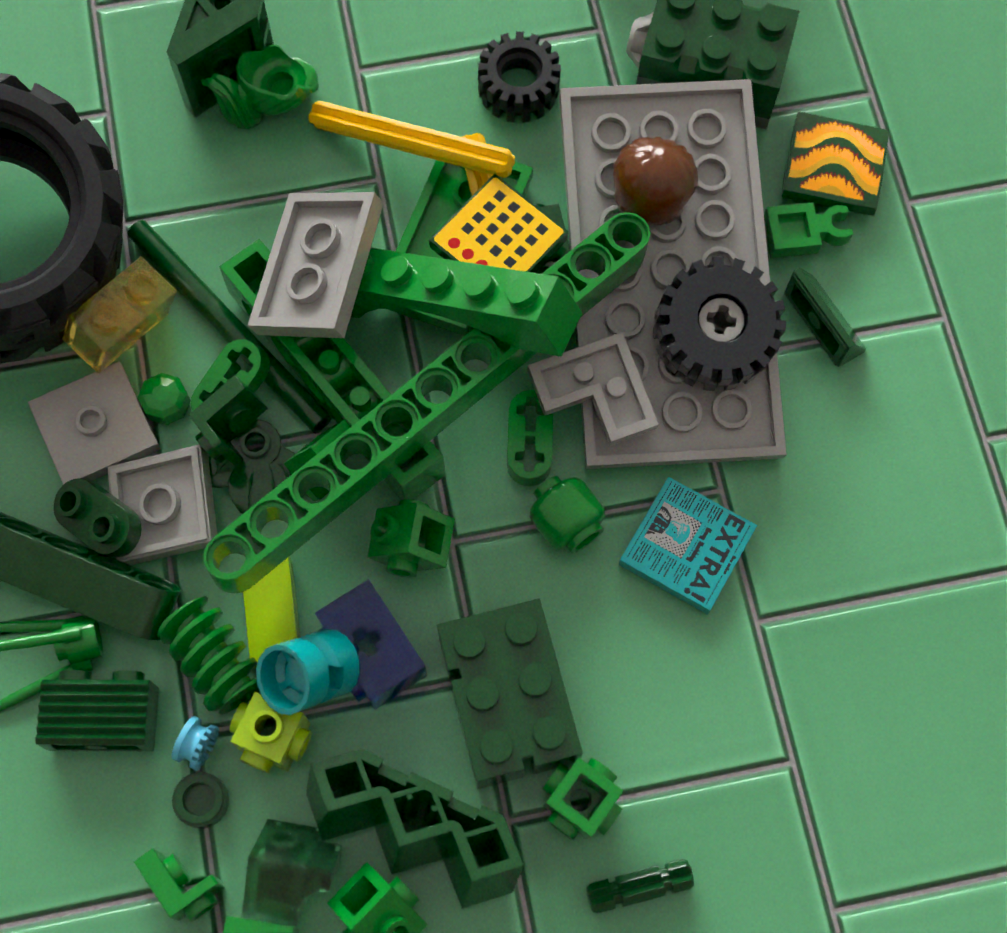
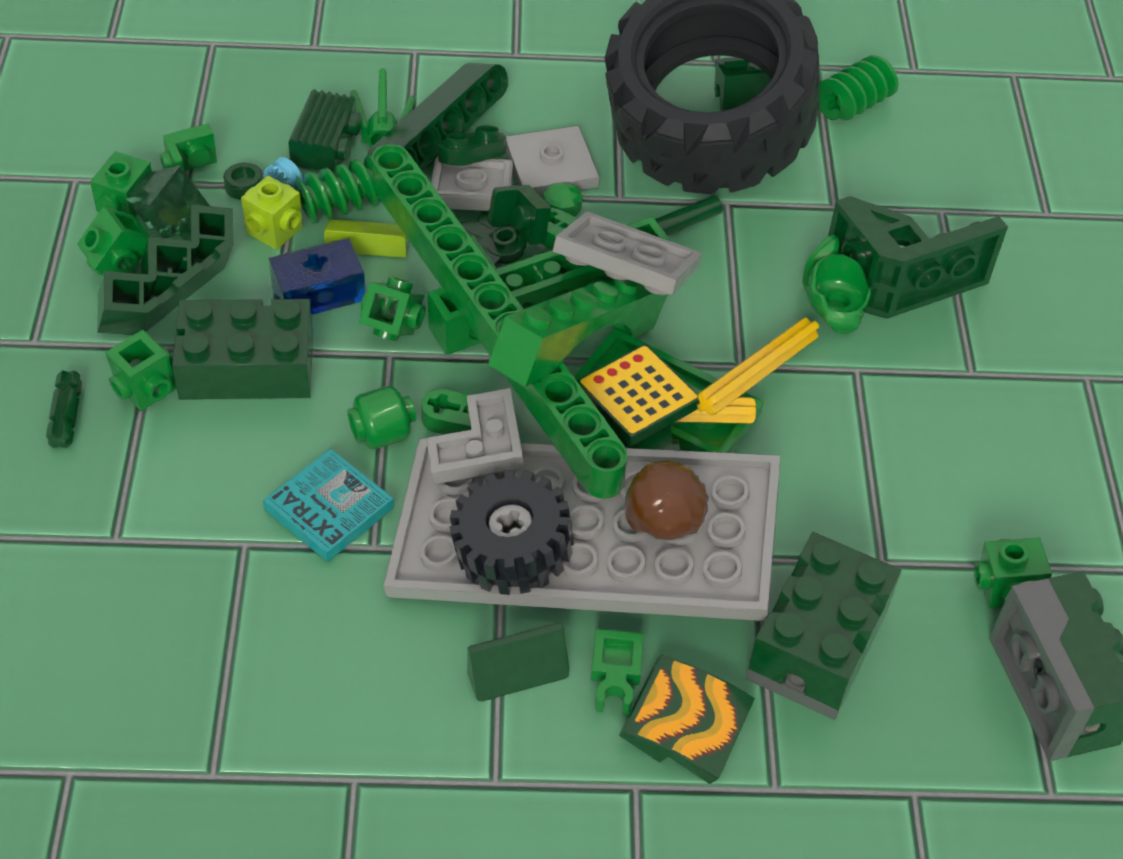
camera: 100 degrees right, 20 degrees down
(119, 314) = (630, 168): clear yellow brick -> none
(307, 671) = (301, 218): teal wheel -> none
(524, 55) = (821, 492): black tyre -> none

